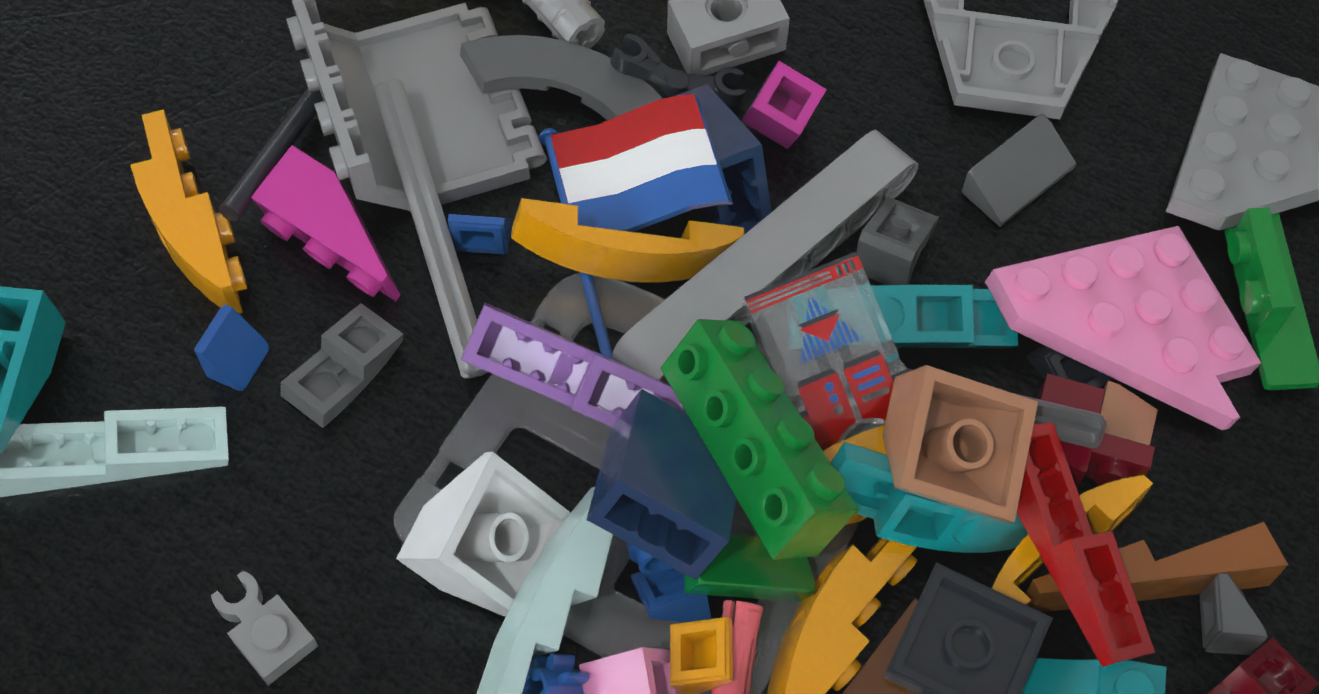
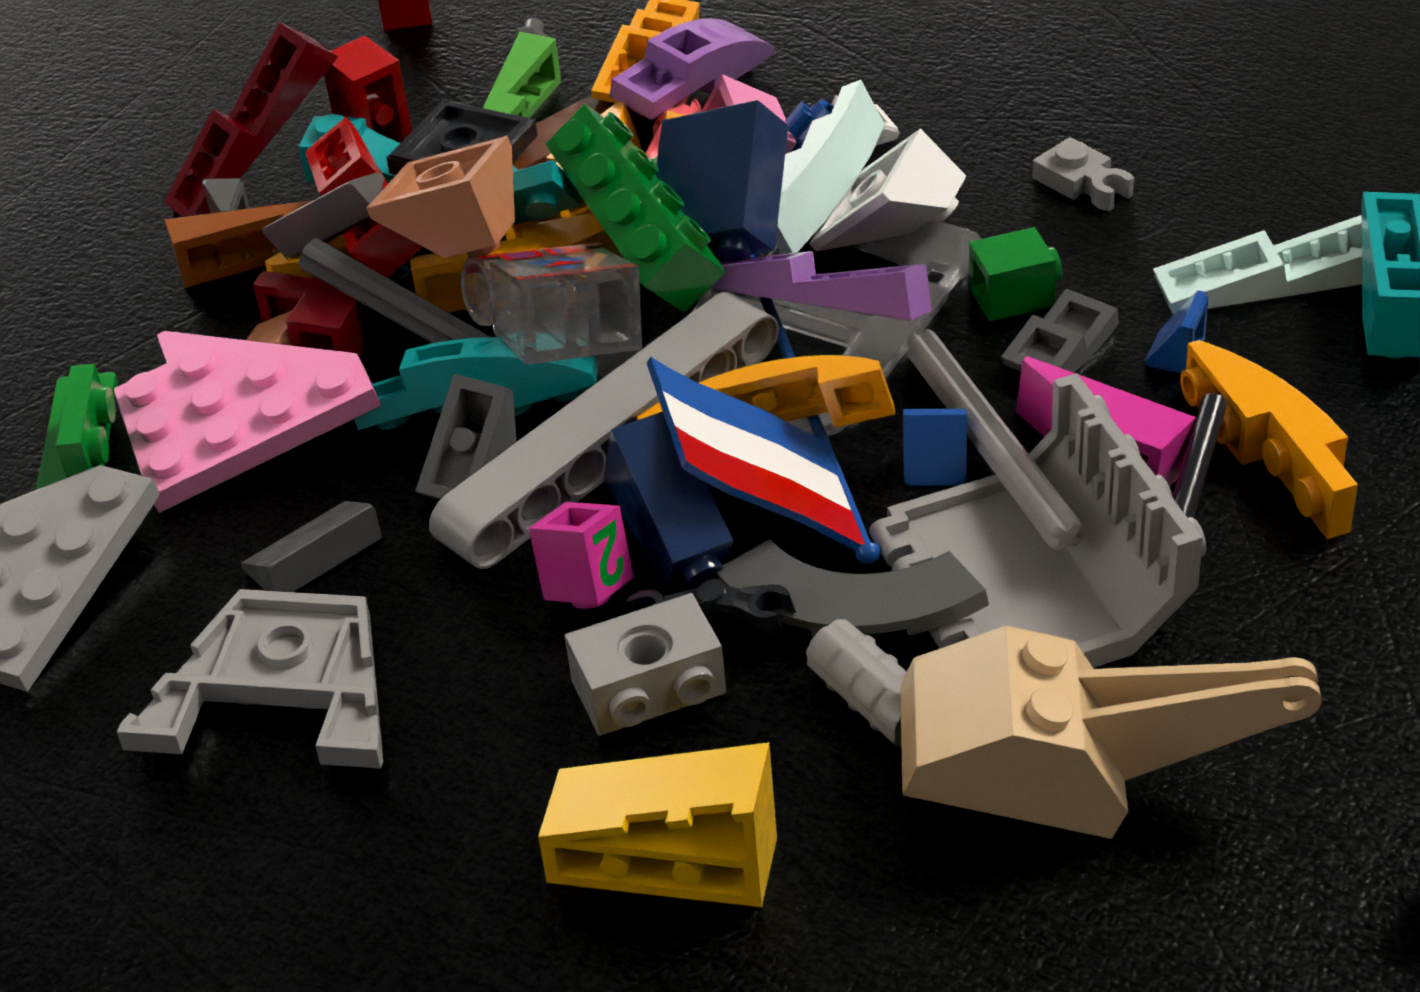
camera: 175 degrees left, 20 degrees down
(369, 440) = (1013, 273): none -> green brick
(1094, 486) = (324, 215): none -> dark grey slope

